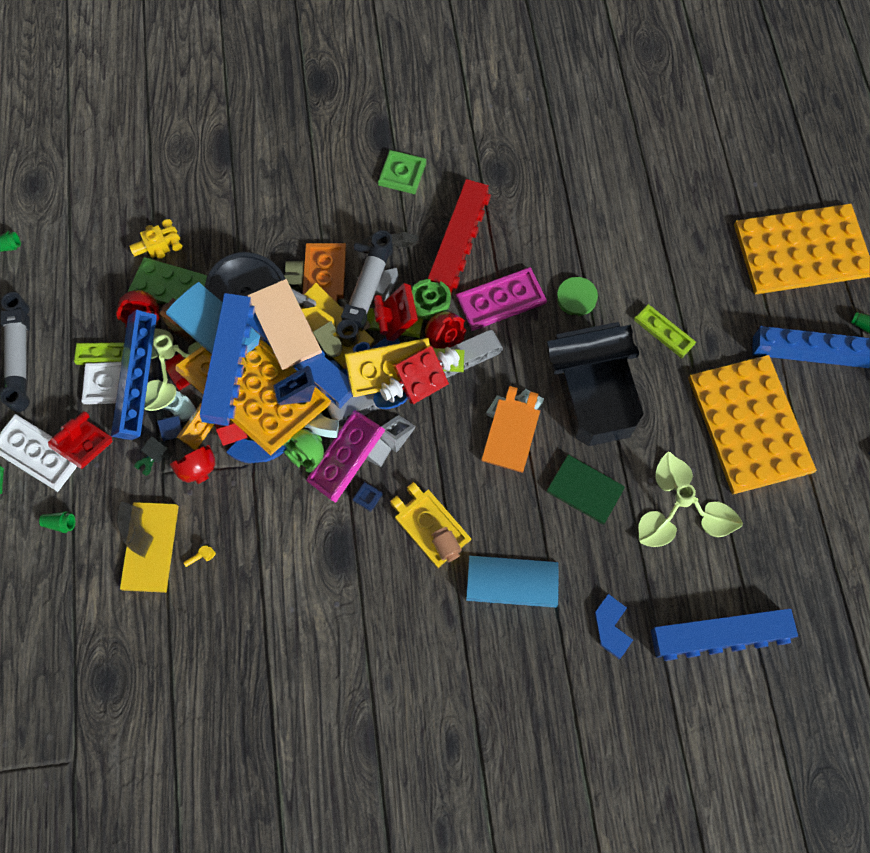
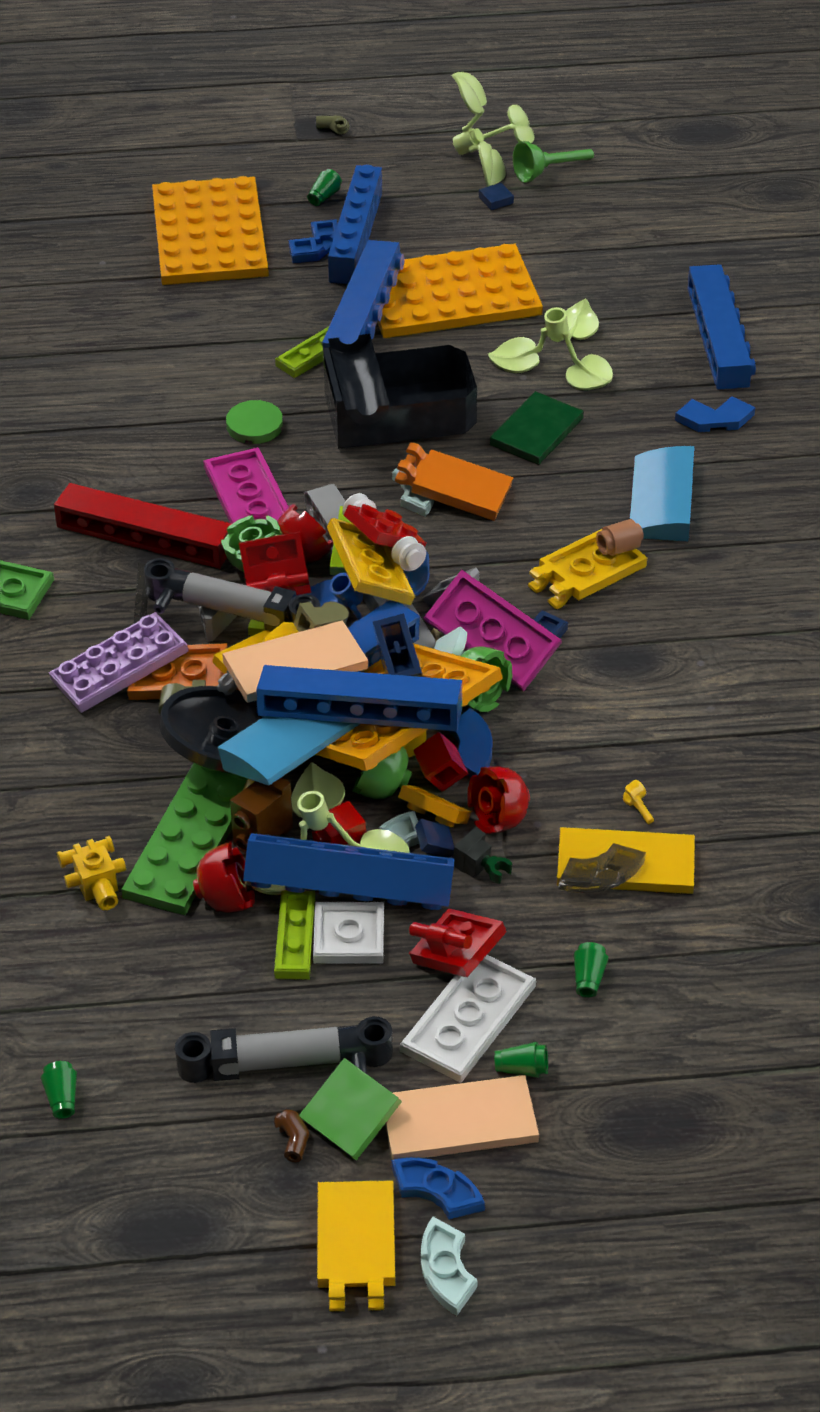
camera: 90 degrees left, 25 degrees down
(328, 235) = (118, 662): none -> lavender tile
(708, 355) = (366, 292): none -> blue brick
(789, 318) = (316, 247): none -> blue tile

